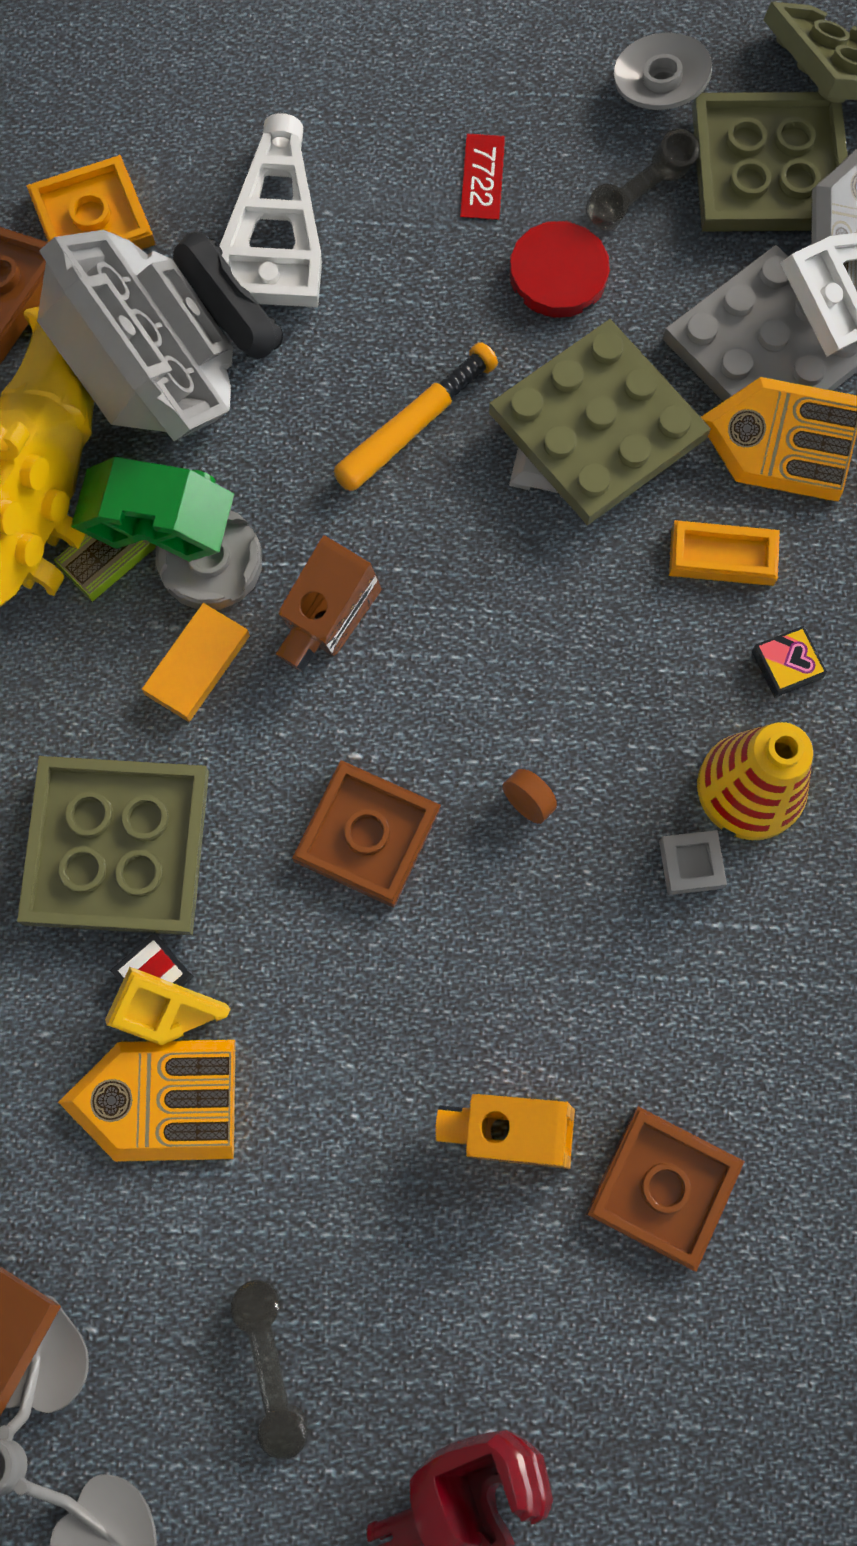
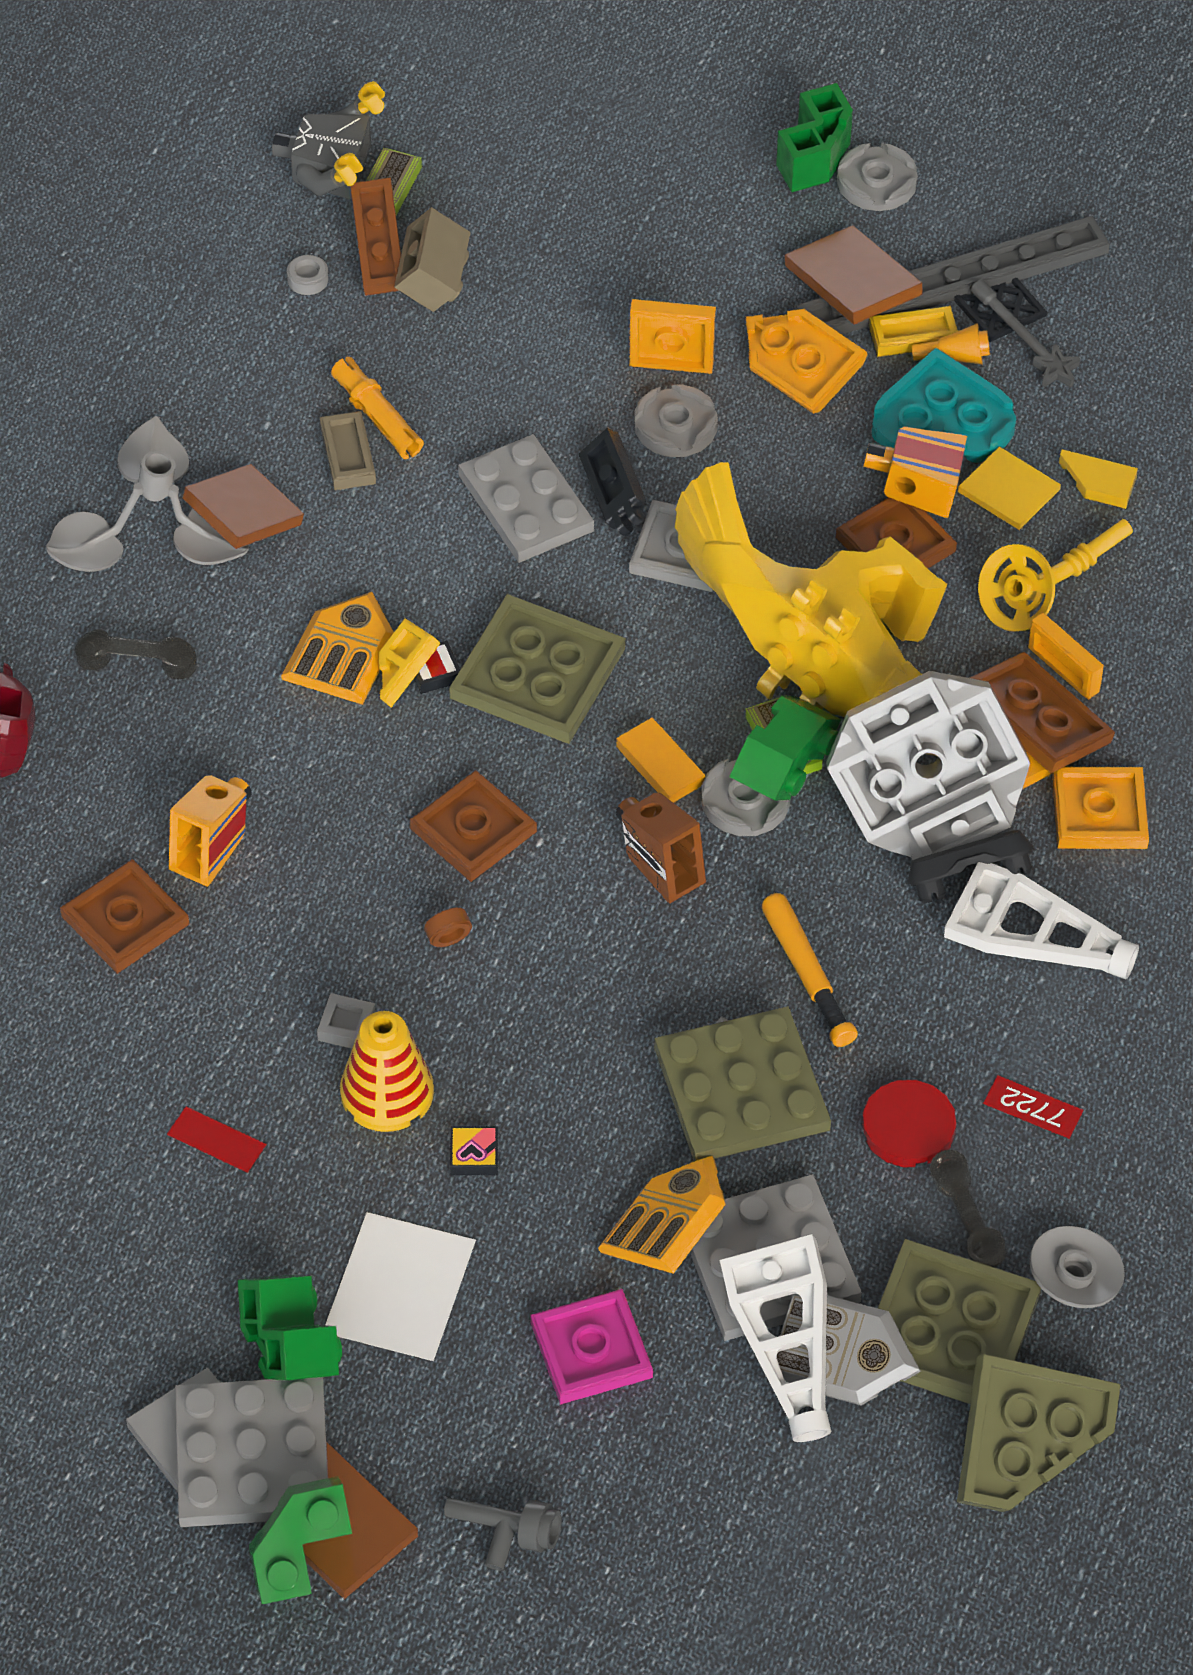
camera: 115 degrees right, 20 degrees down
(724, 553) = (589, 1144): light orange tile -> none

